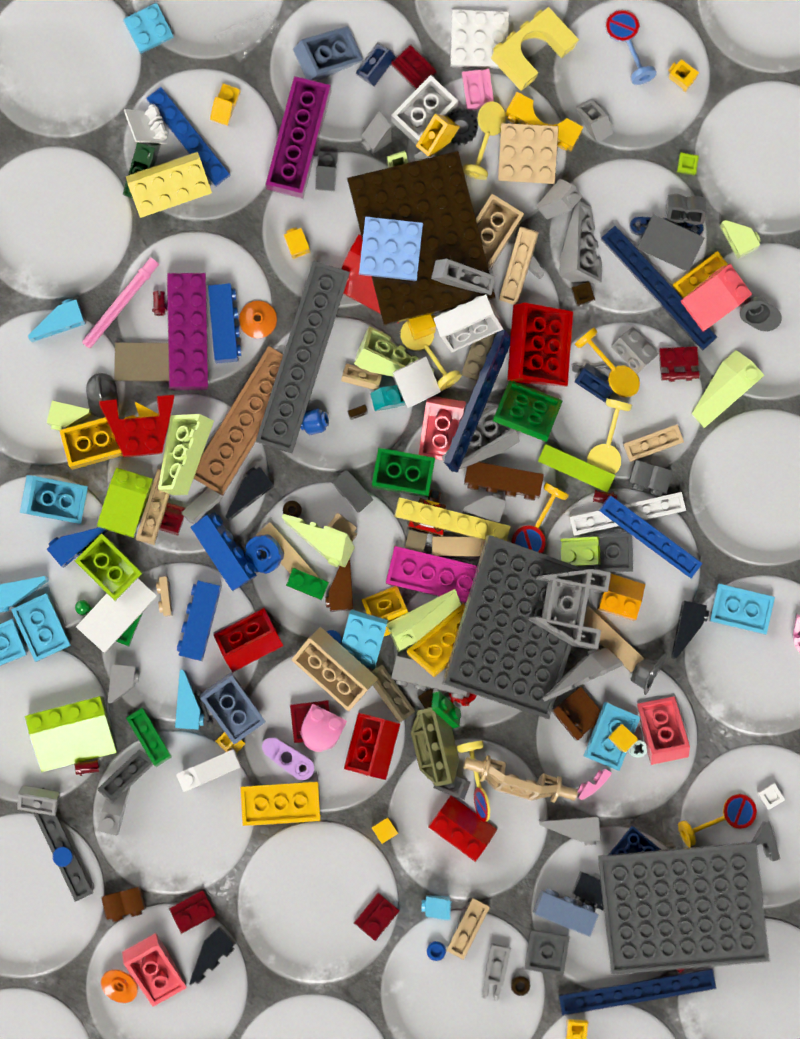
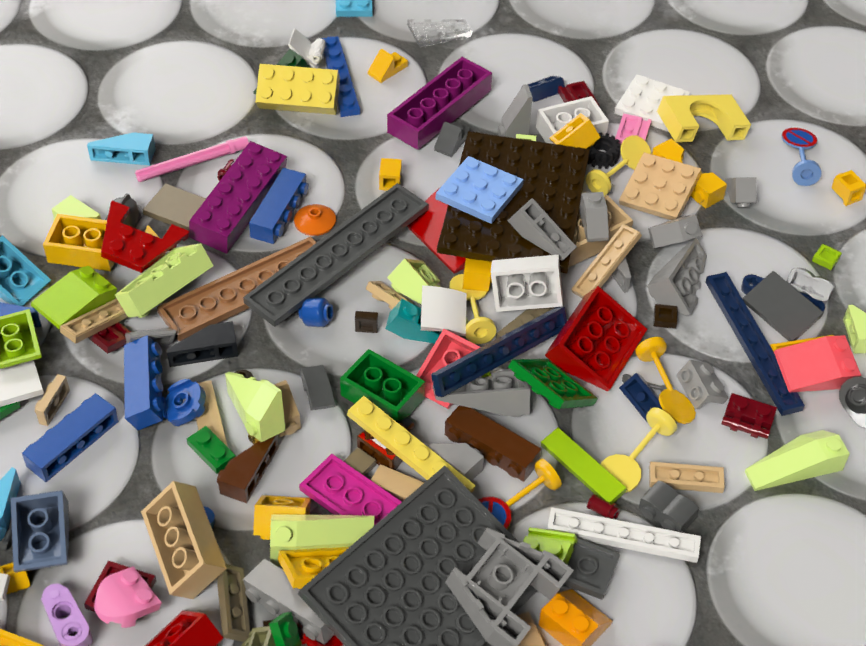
camera: 25 degrees right, 35 degrees down
(248, 640) = (107, 479): red slope -> none
(327, 53) = (504, 61): sand blue slope -> none
(364, 637) = (239, 520): medium azure plate -> none
(495, 232) = (594, 216): none -> light grey slope
(650, 536) = (642, 566): blue plate -> none

